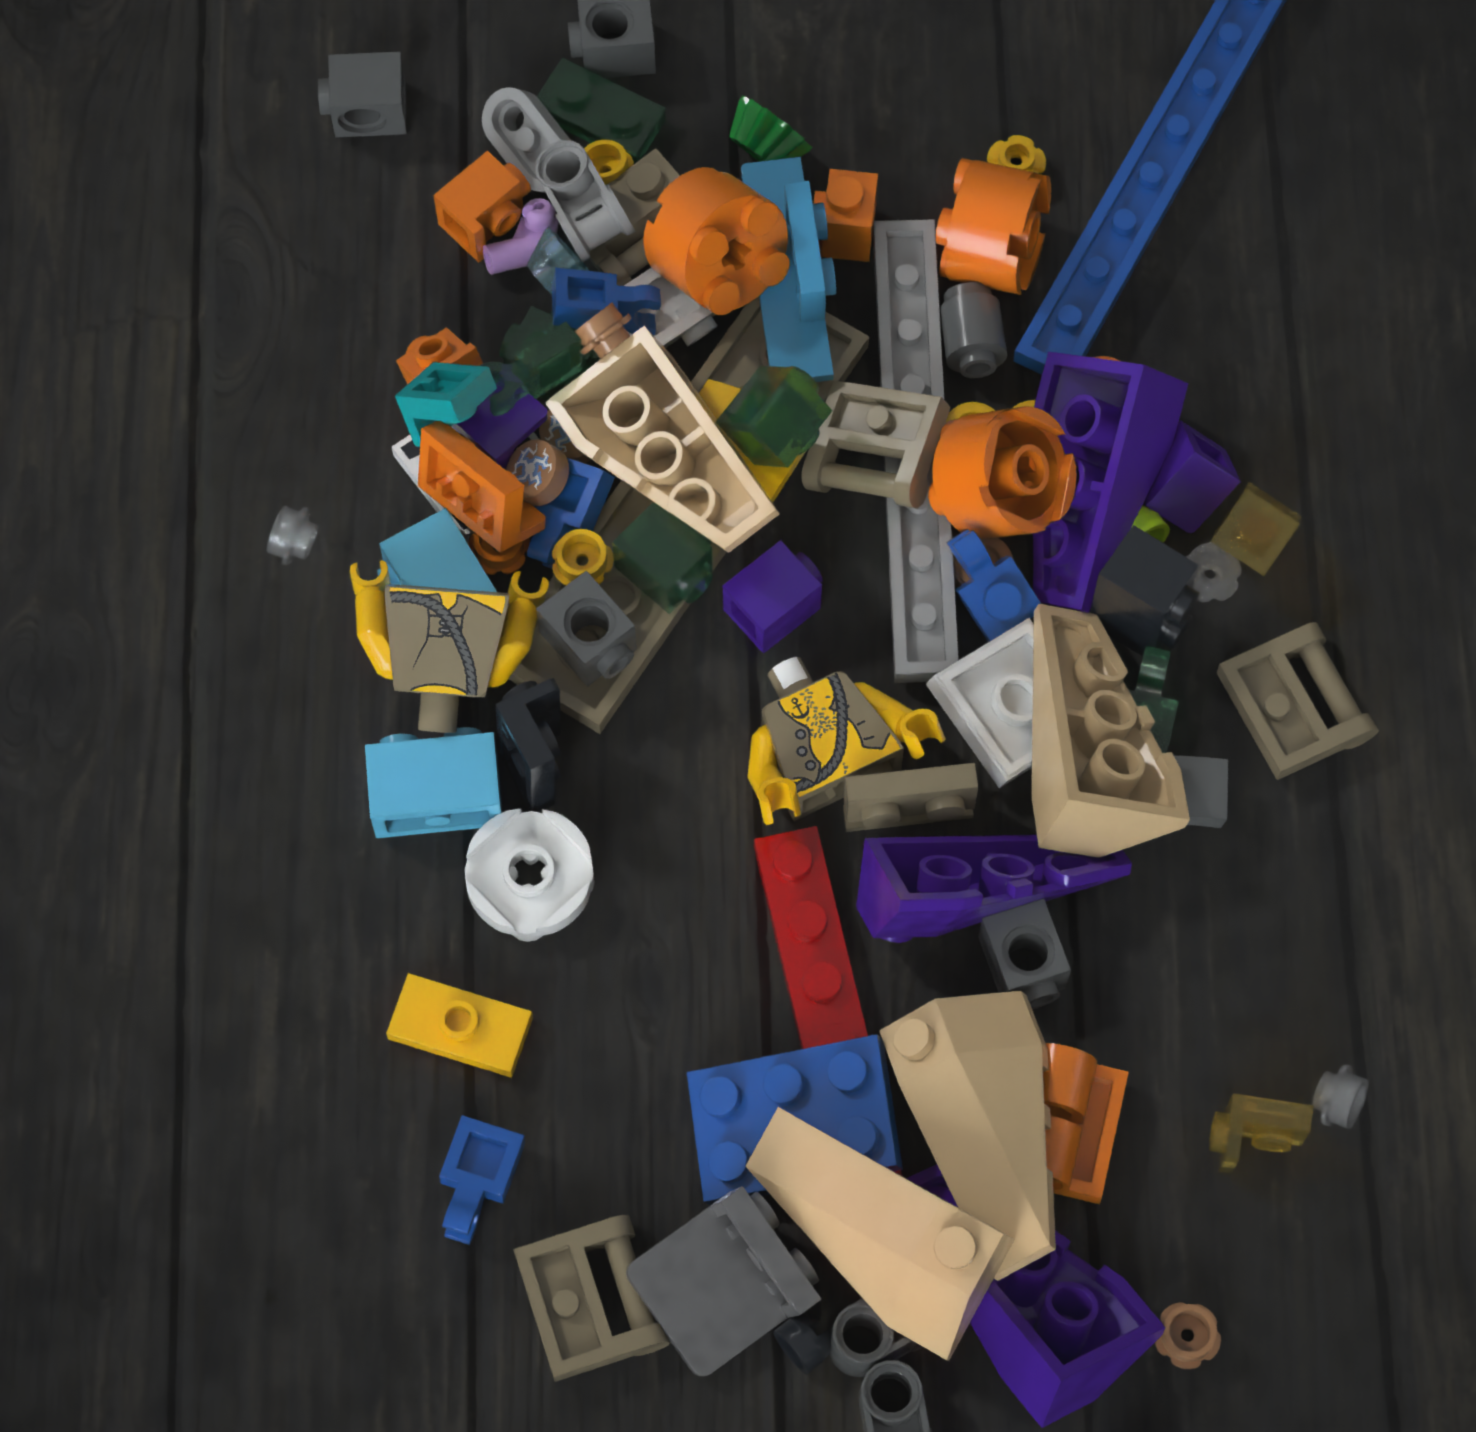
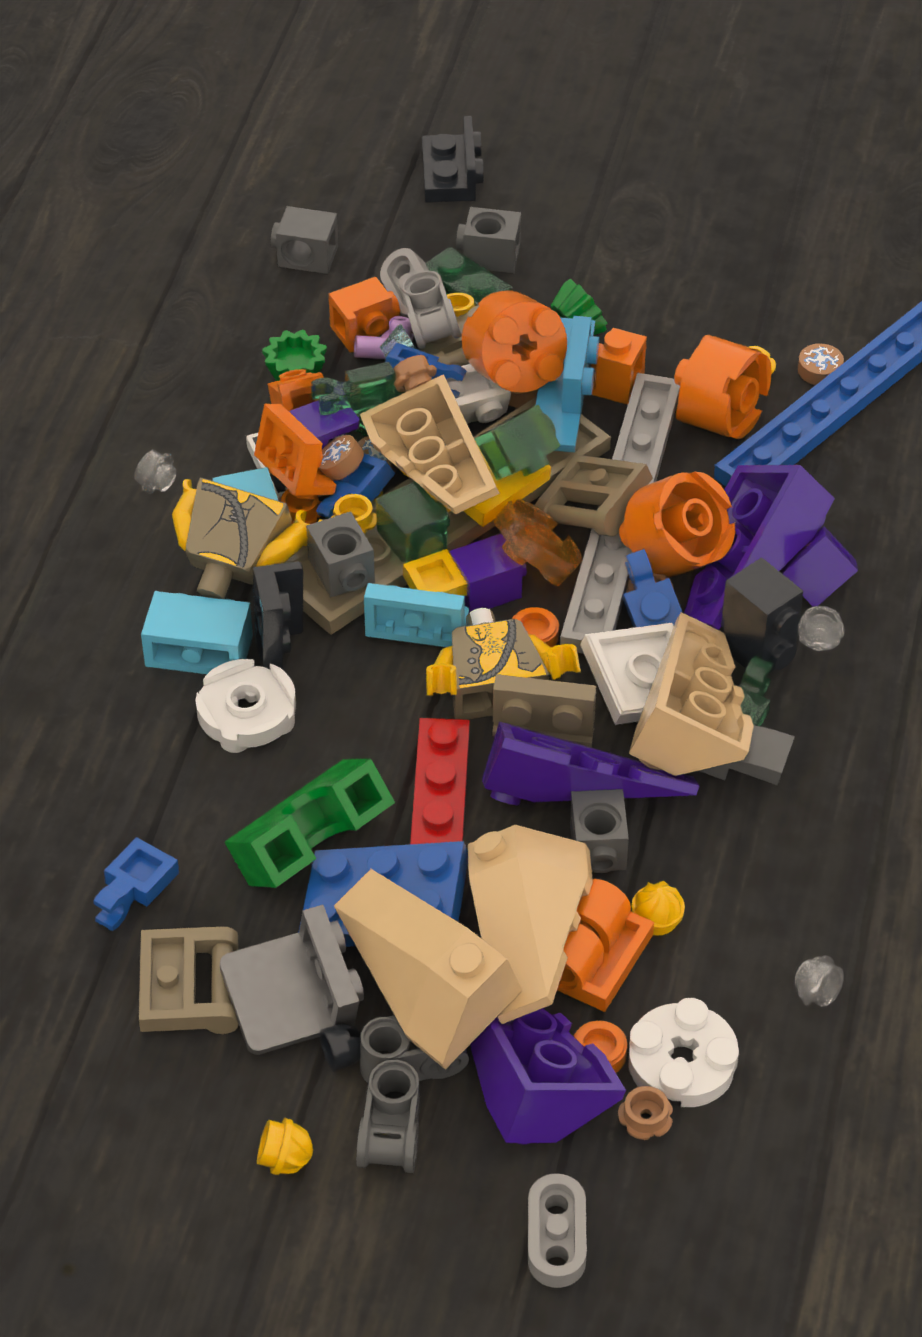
camera: 15 degrees right, 20 degrees down
(414, 299) = (293, 353): none -> green piece
(444, 394) = (286, 389): teal bracket -> none
(459, 1025) = (159, 788): yellow plate -> none
(693, 997) = (283, 837): none -> green arch
(705, 687) = (413, 614): none -> medium azure bracket
(713, 627) = (435, 574): none -> yellow tile
(827, 539) = (532, 539): none -> clear orange plate
(857, 655) = (540, 623): none -> orange tile
(972, 330) = (688, 446): dark grey brick -> none
(1101, 139) = (818, 362): none -> medium nougat tile
(1110, 1245) = (607, 1039): none -> orange tile
(1123, 1041) = (661, 905): none -> yellow plate
(1207, 1199) = (688, 1026): none -> white plate
(1256, 528) = (861, 599): clear yellow brick -> none
(1268, 1122) = (748, 978): clear yellow bracket -> none
(1281, 711) = (848, 724): dark tan plate -> none

